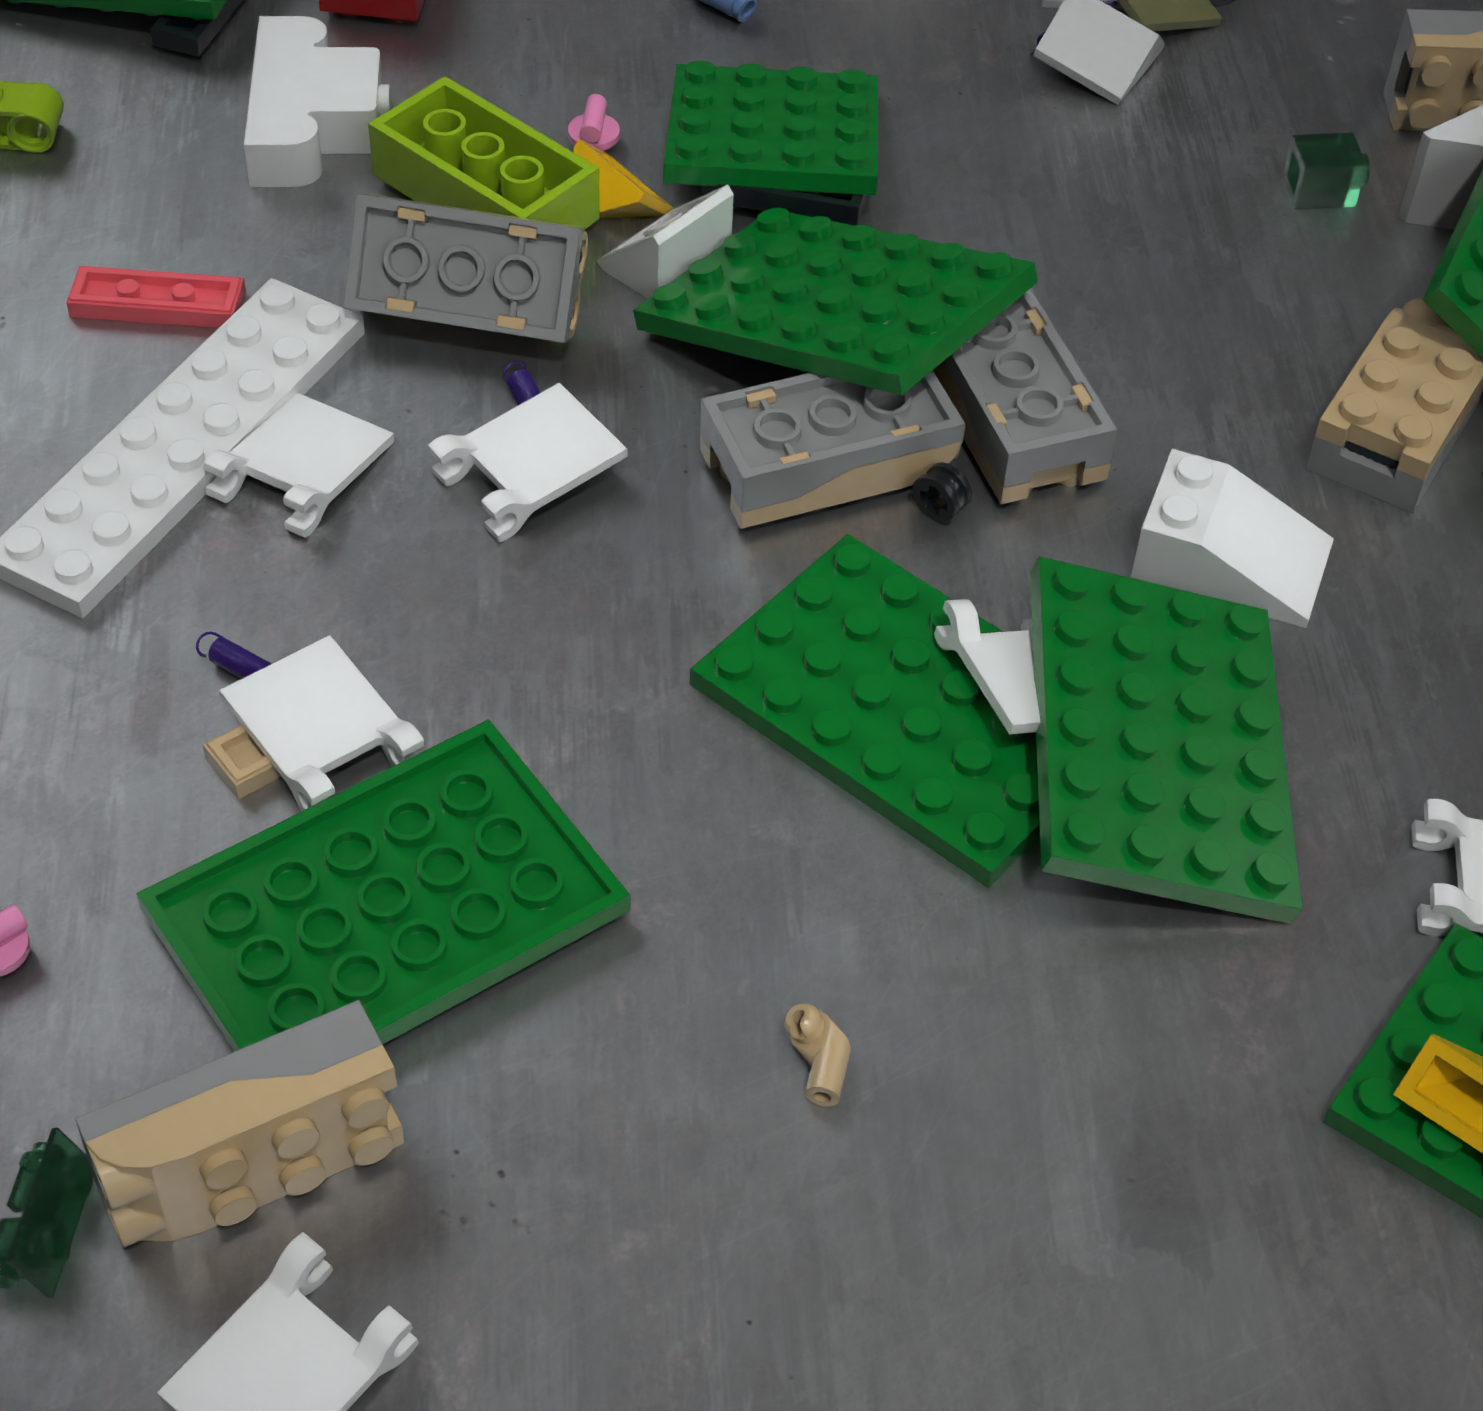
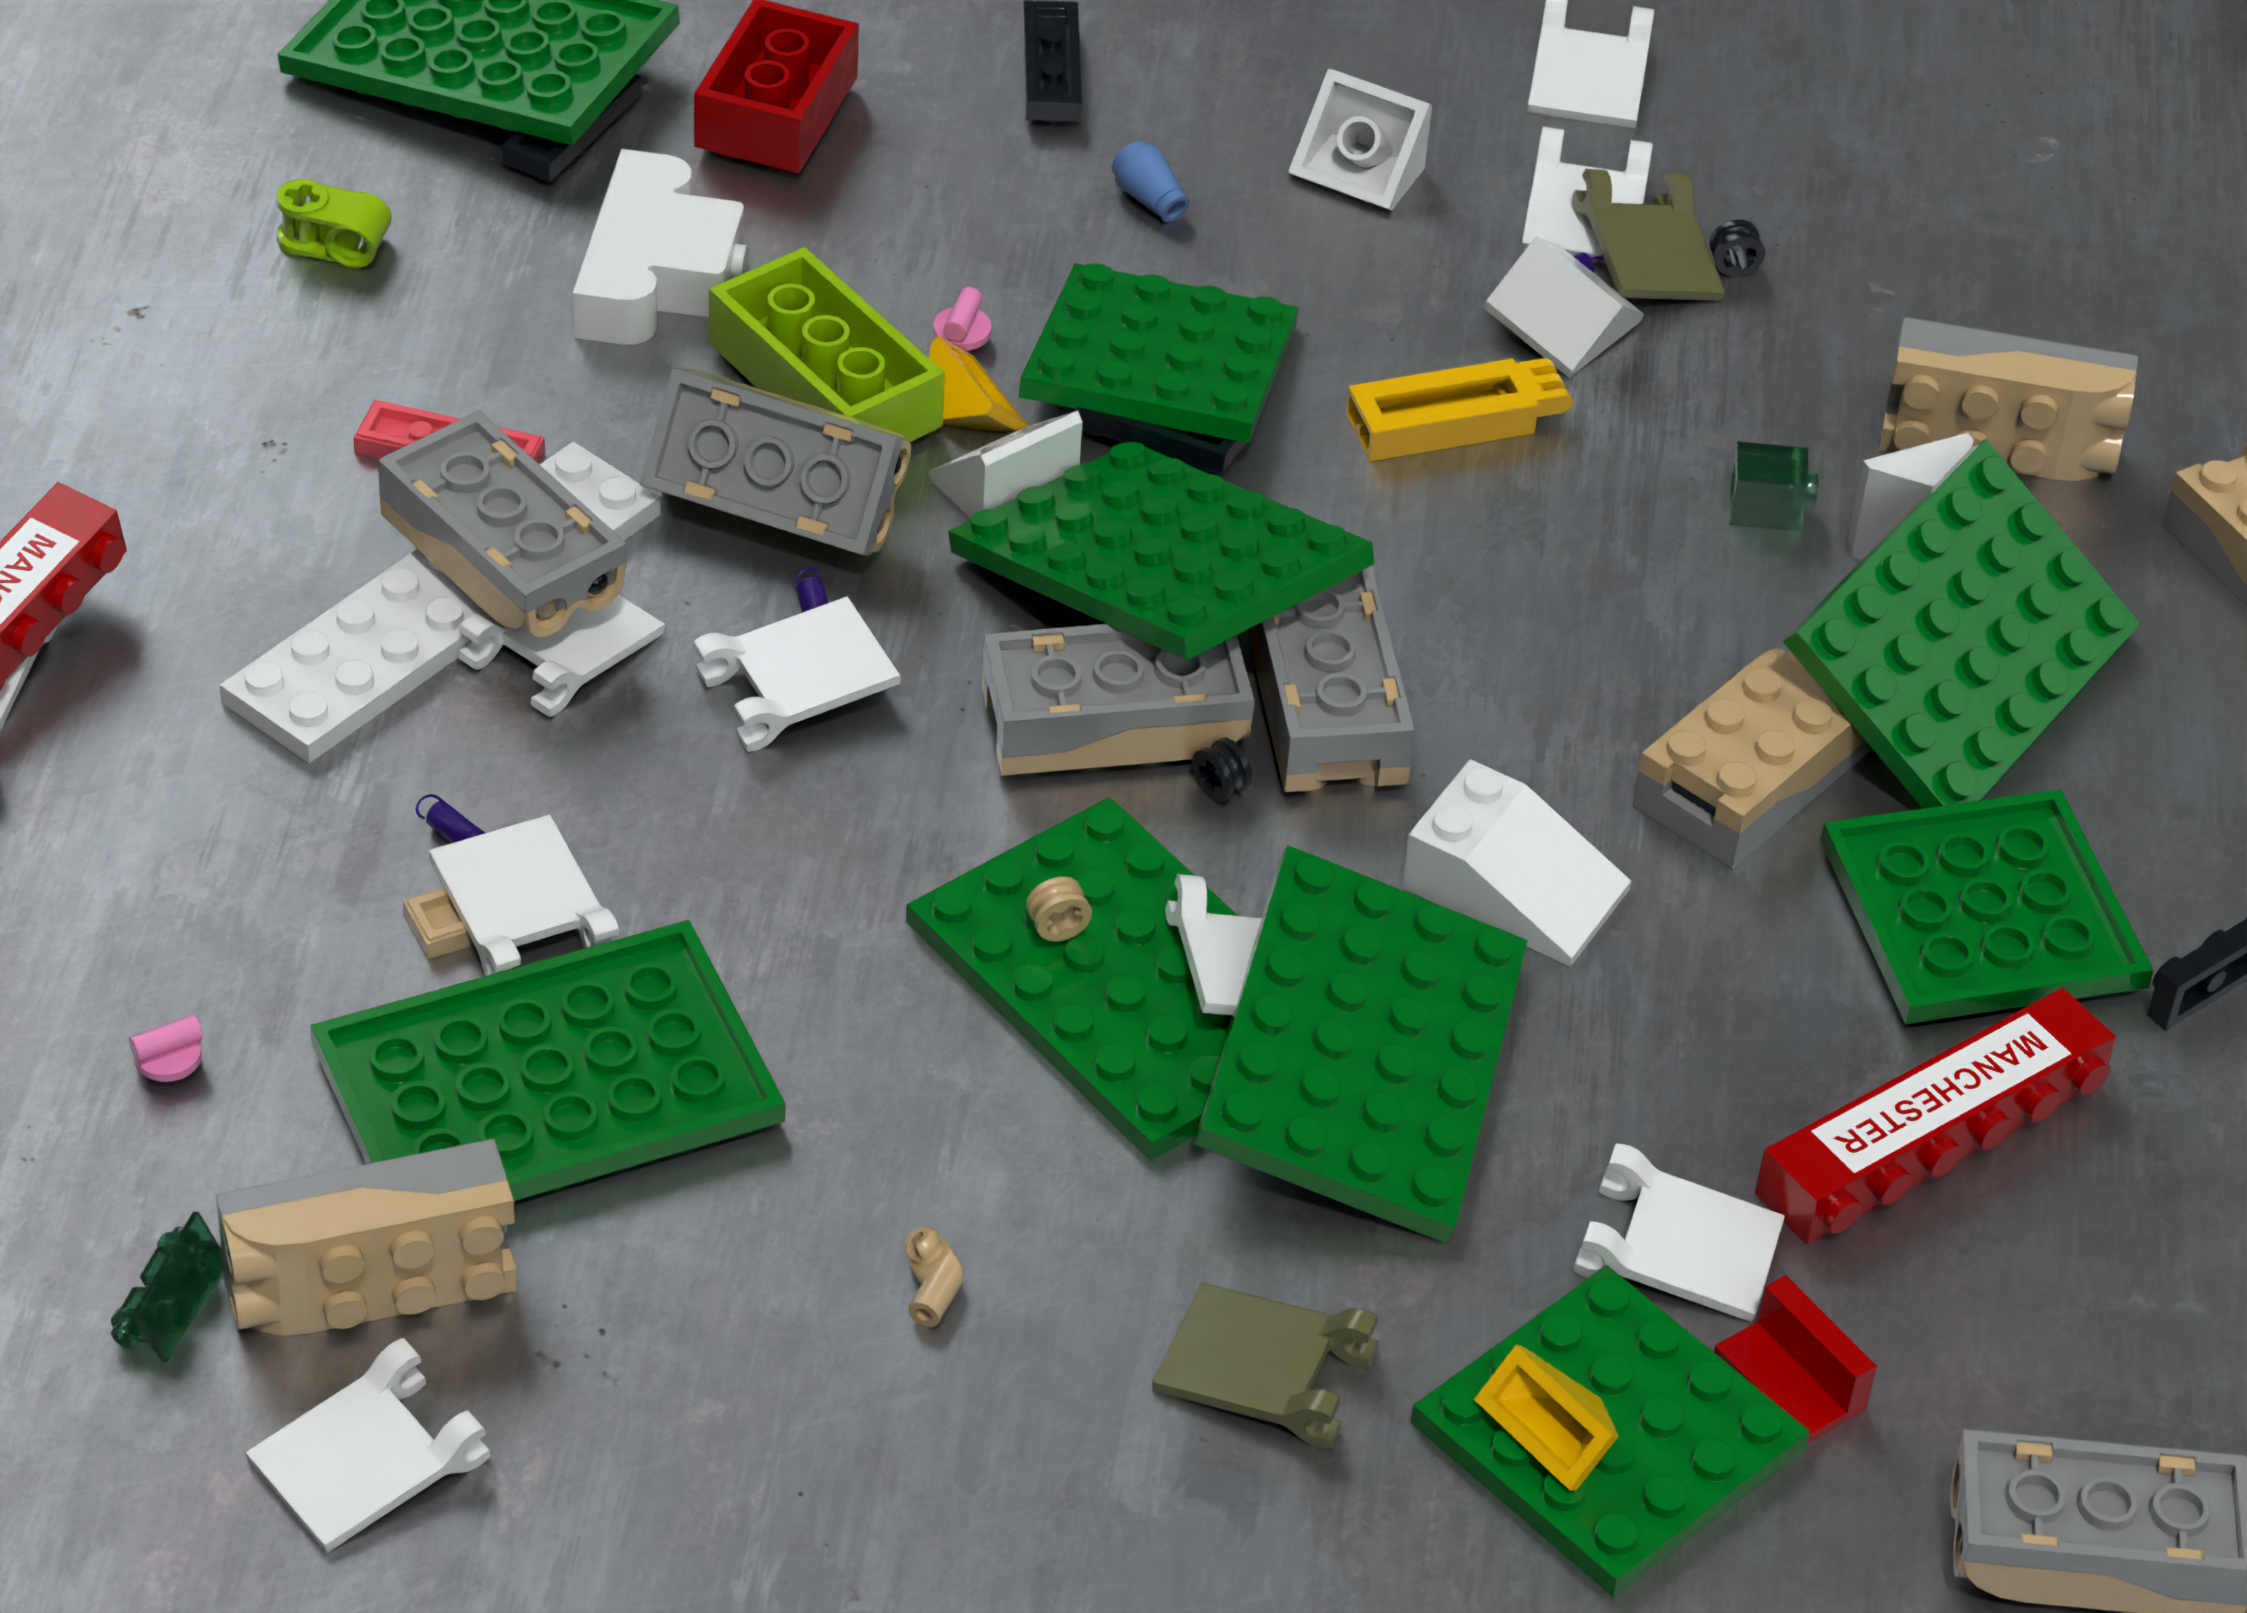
camera: 10 degrees right, 5 degrees down
(225, 364) = (501, 526): none -> light grey piece
(842, 652) = (1059, 908): none -> tan bush
(1034, 141) = (1454, 407): none -> yellow hinge
(1165, 1083) = (1264, 1359): none -> olive flag

